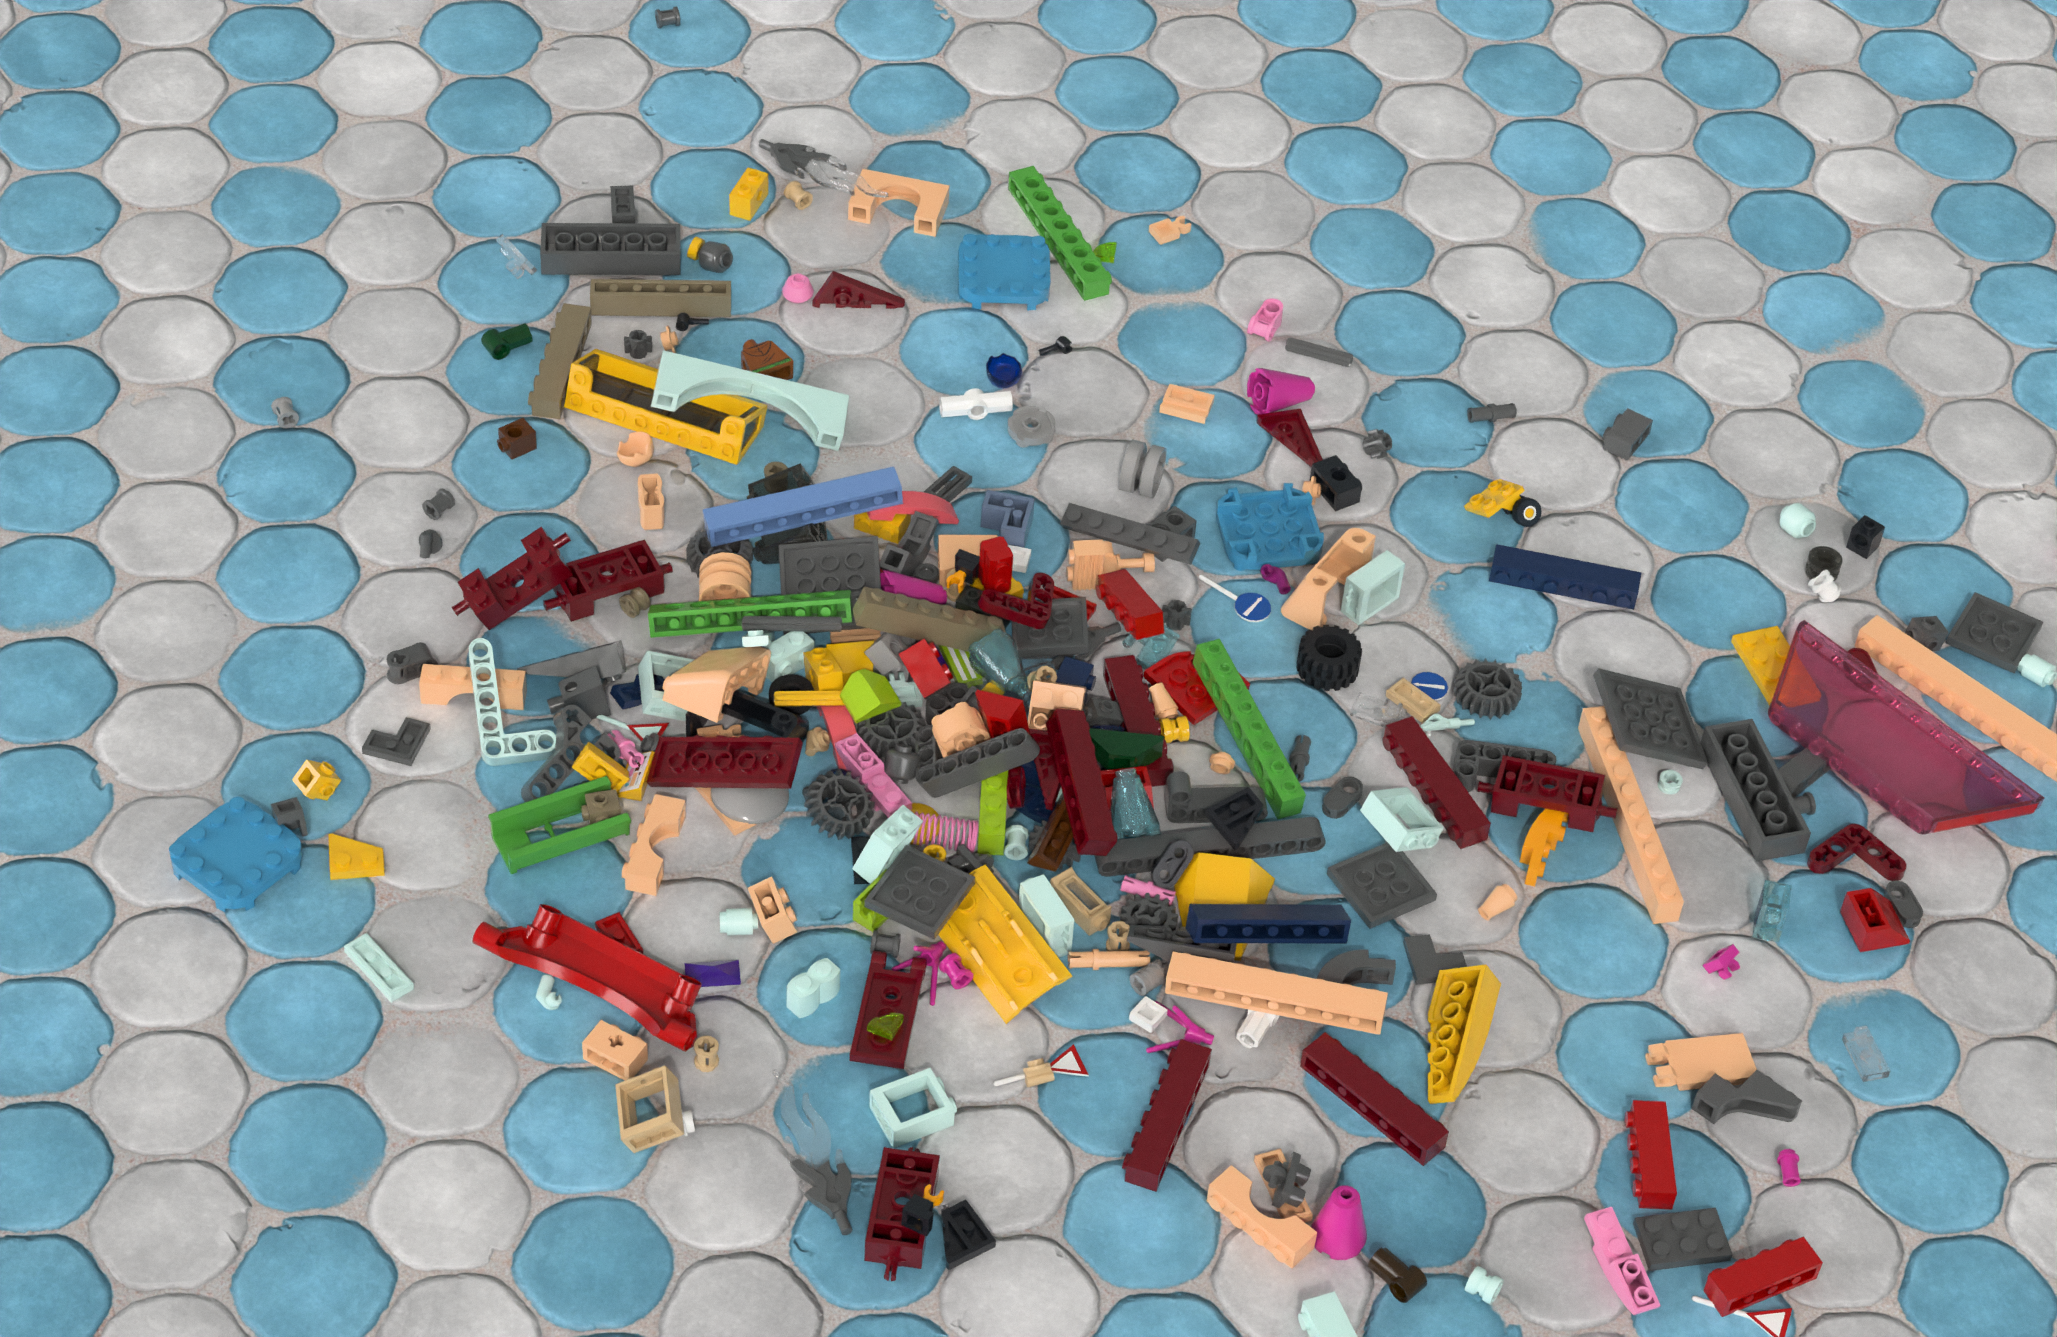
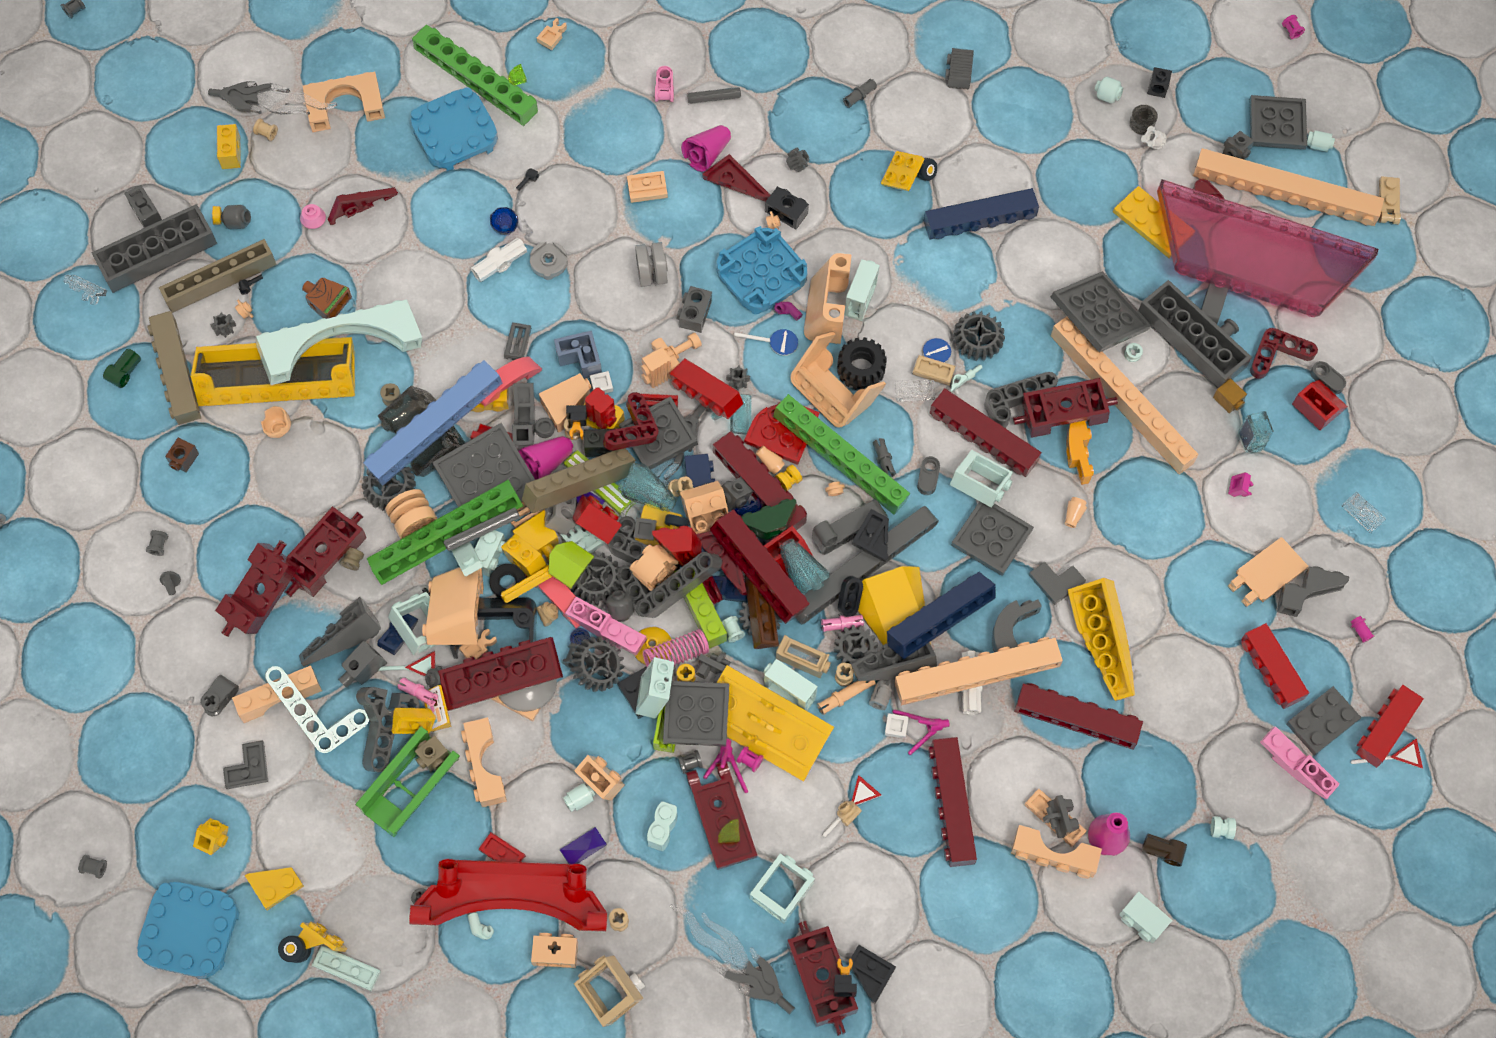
camera: 25 degrees left, 20 degrees up
(176, 755) = (92, 866): none -> dark grey bush
(290, 815) = (208, 878): dark grey panel -> none
(340, 920) = (298, 948): none -> plate
(650, 501) = (314, 465): light nougat brick -> none
(1130, 533) = (672, 325): dark grey plate -> none
(1267, 661) = (824, 390): none -> light nougat windscreen
(1762, 866) = (1230, 396): none -> pearl gold brick

